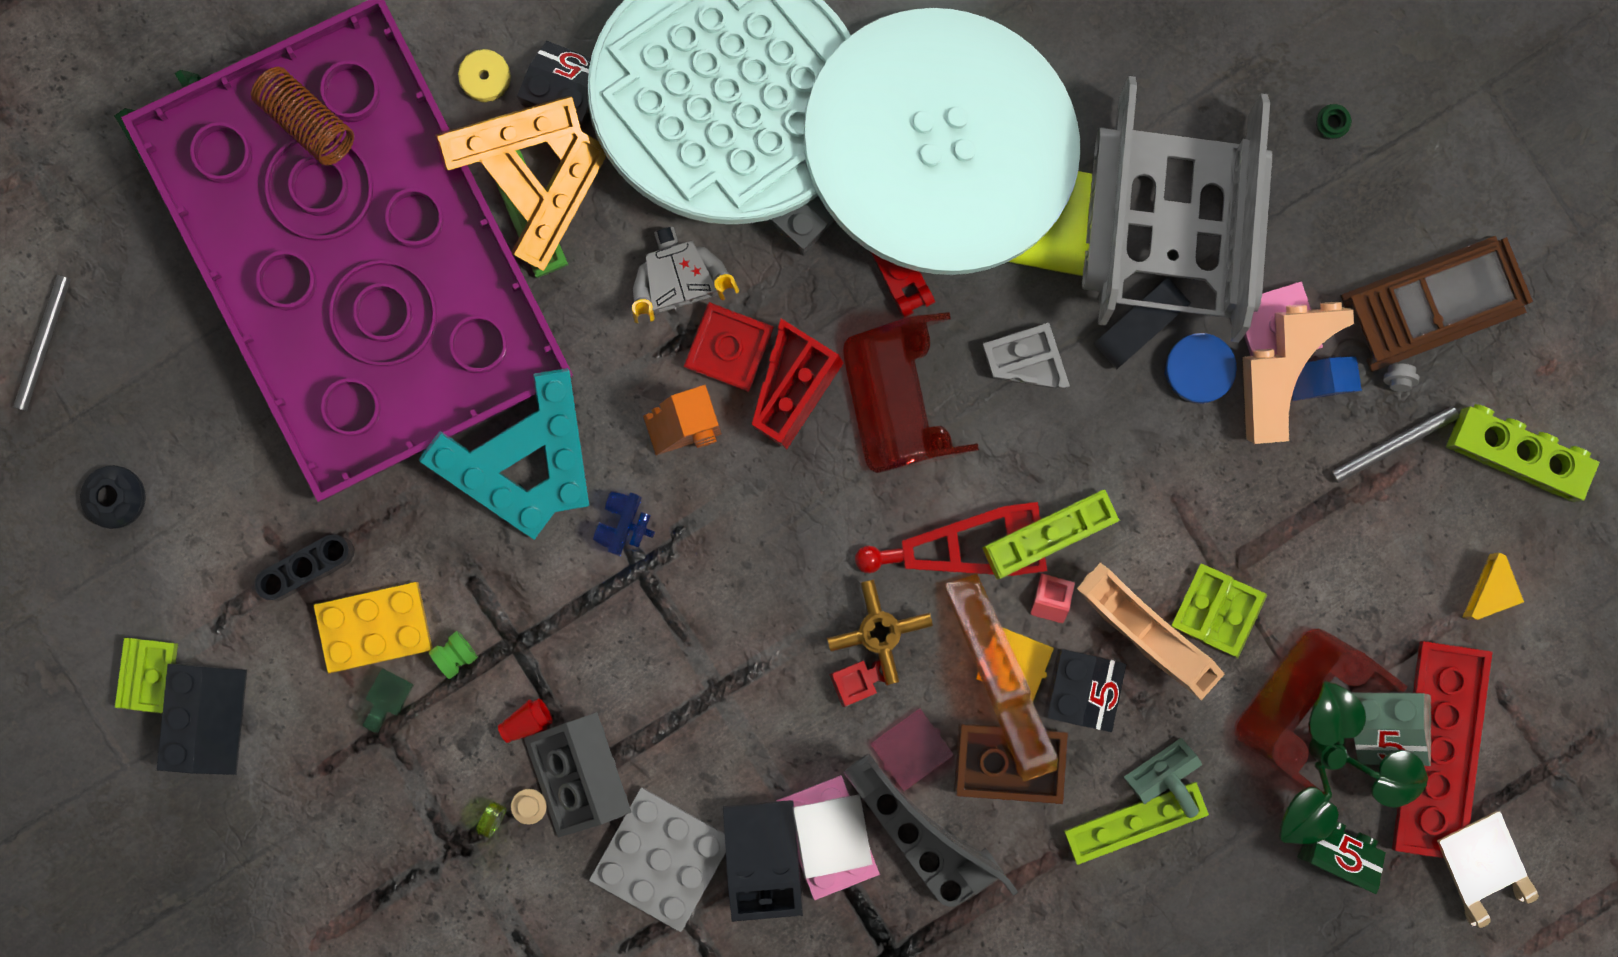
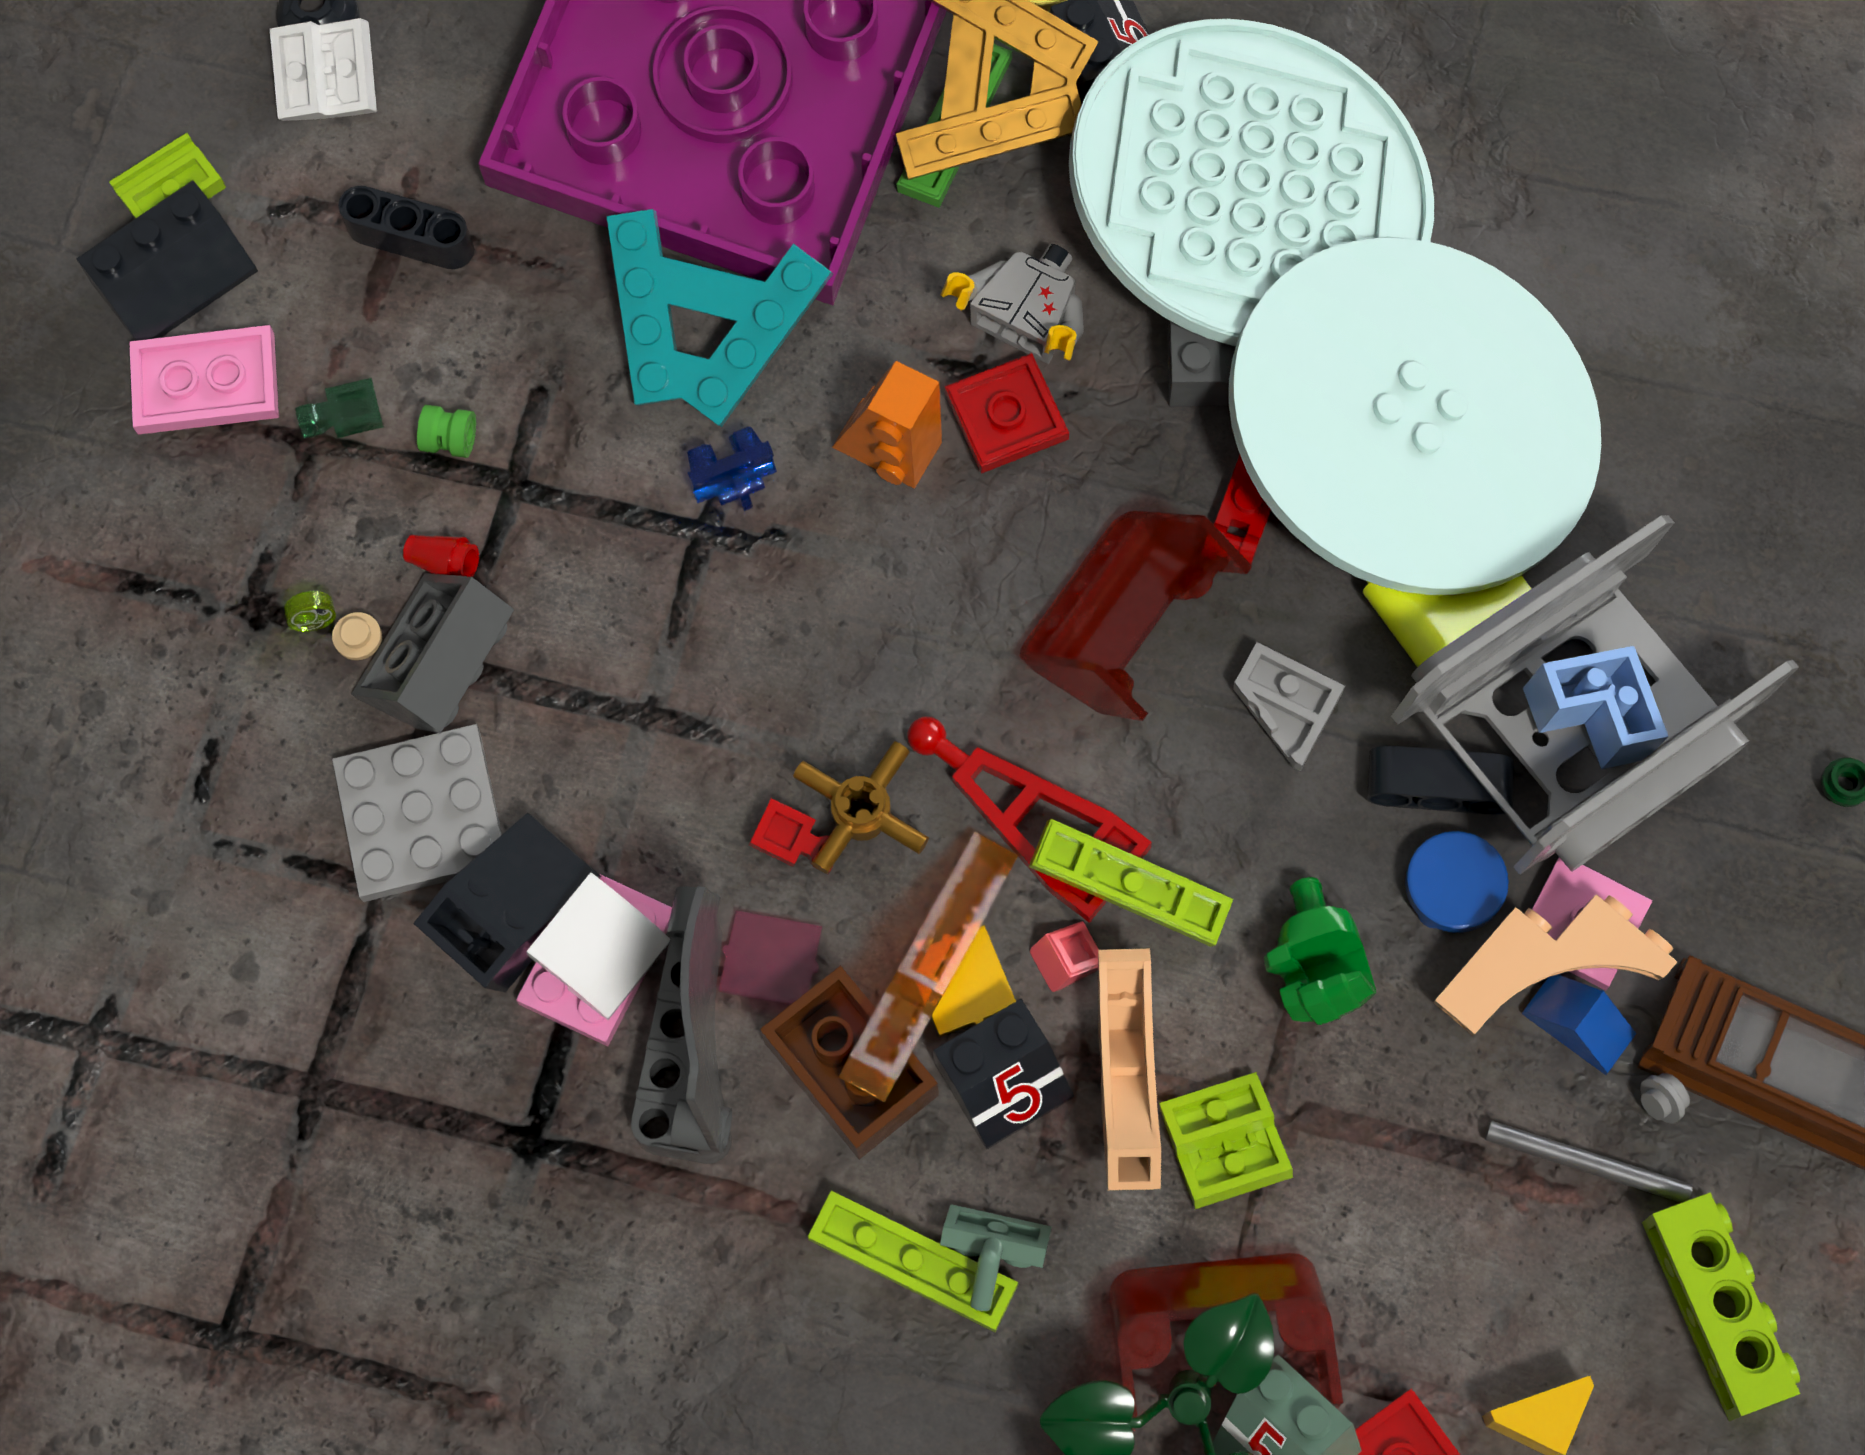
camera: 55 degrees right, 15 degrees down
(156, 527) = (323, 70): none -> white slope
(292, 758) = (203, 379): none -> bright pink plate
(373, 627) = (406, 341): yellow plate -> none
(793, 384) = (1030, 499): red wedge -> none
(1179, 478) = (1320, 959): none -> green piece
(1190, 203) = (1607, 696): none -> light blue brick

